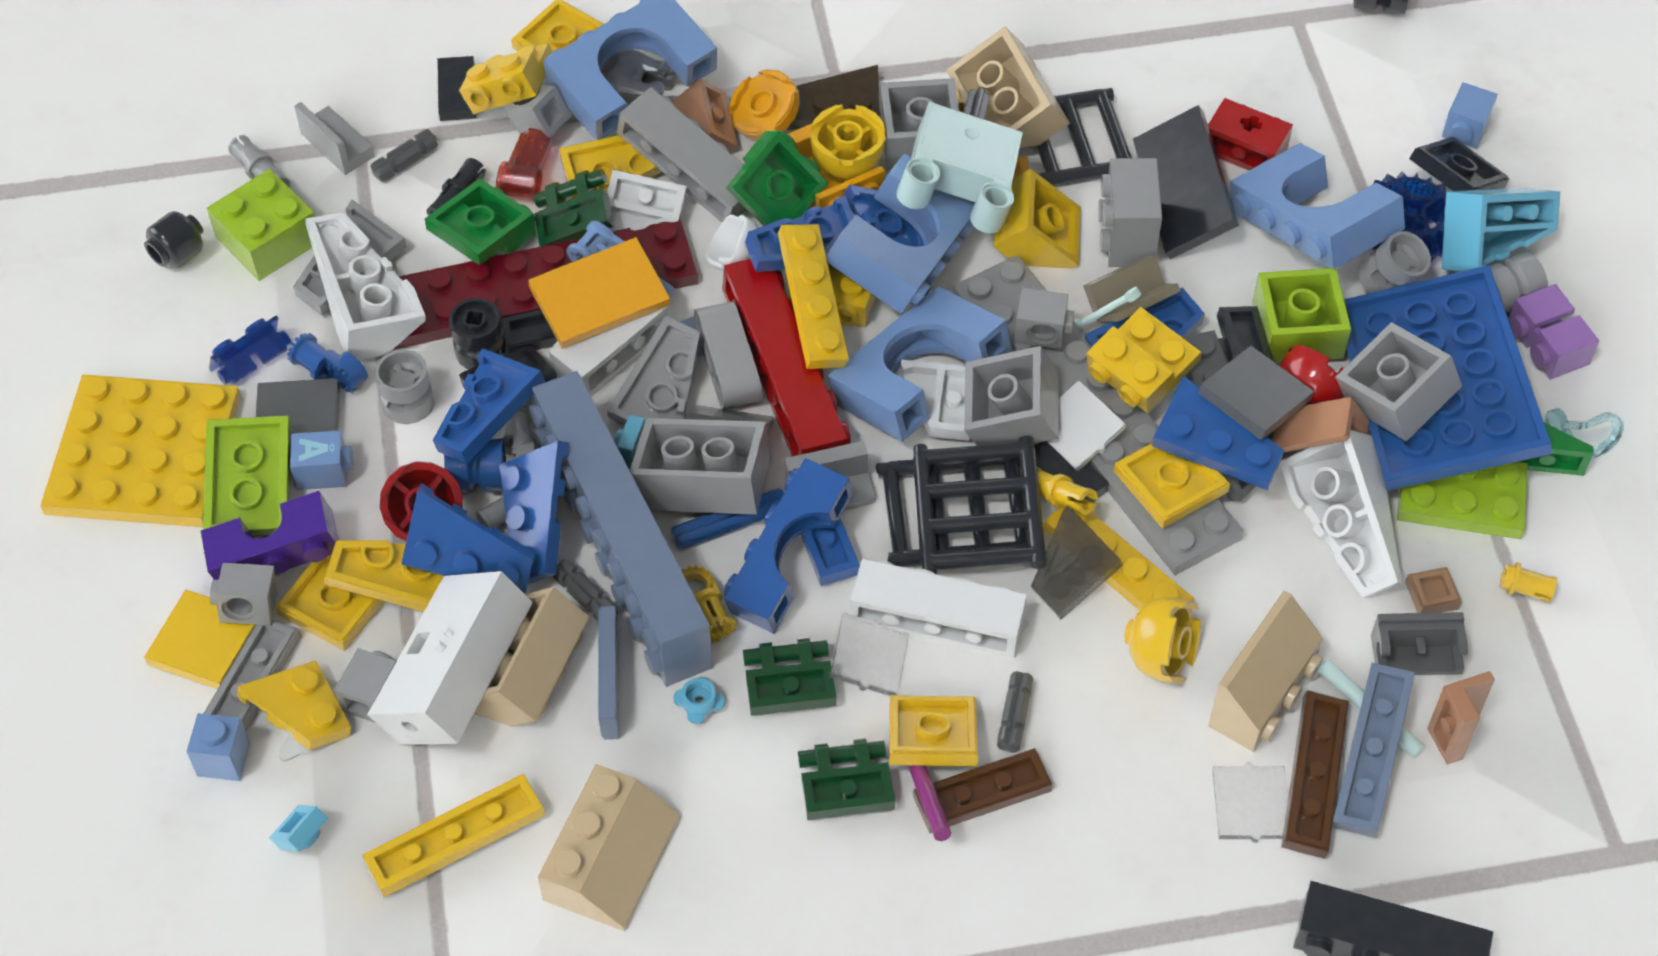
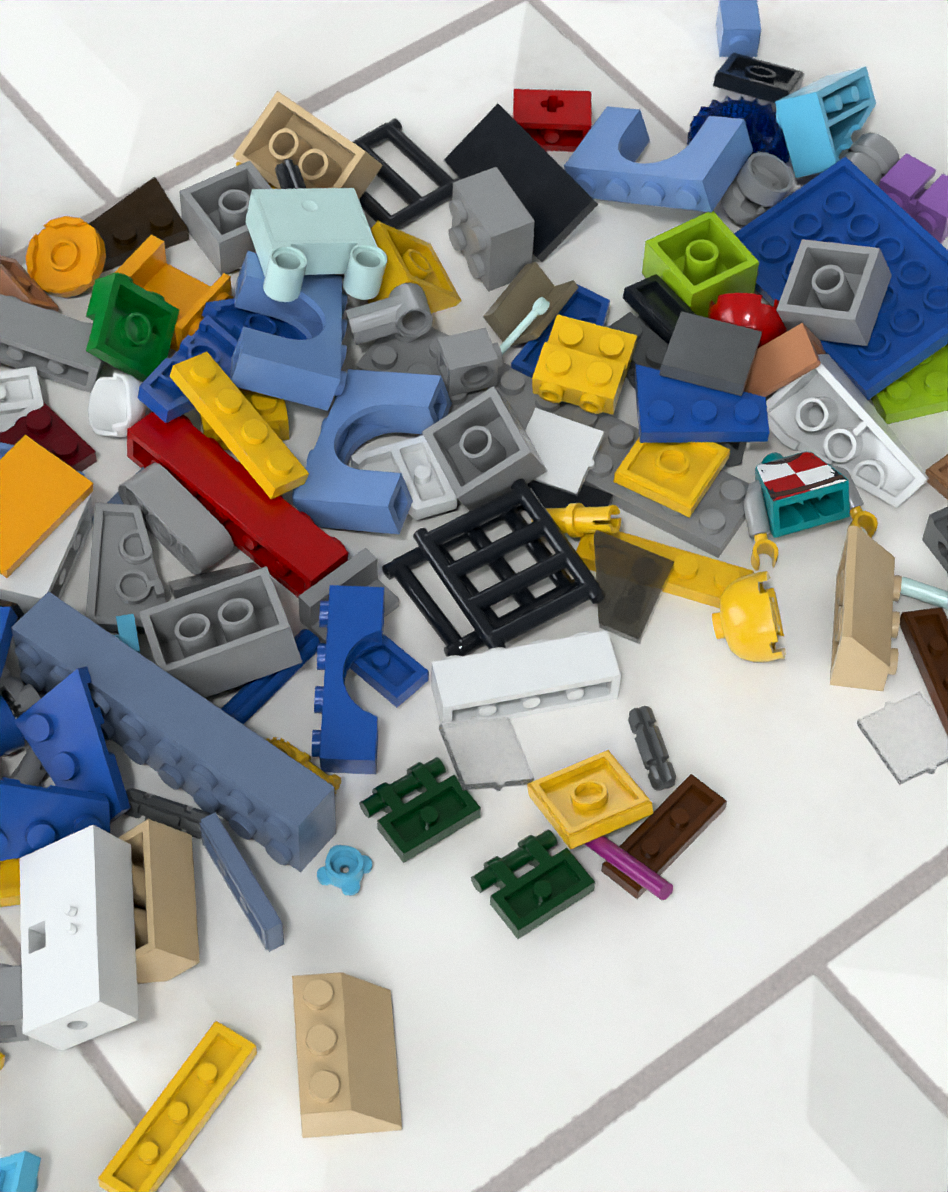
camera: 30 degrees left, 0 degrees up
(847, 141) = (179, 260): yellow cylinder -> none
(1010, 256) = (402, 313): none -> light grey piece
(1270, 548) = (799, 495): none -> torso

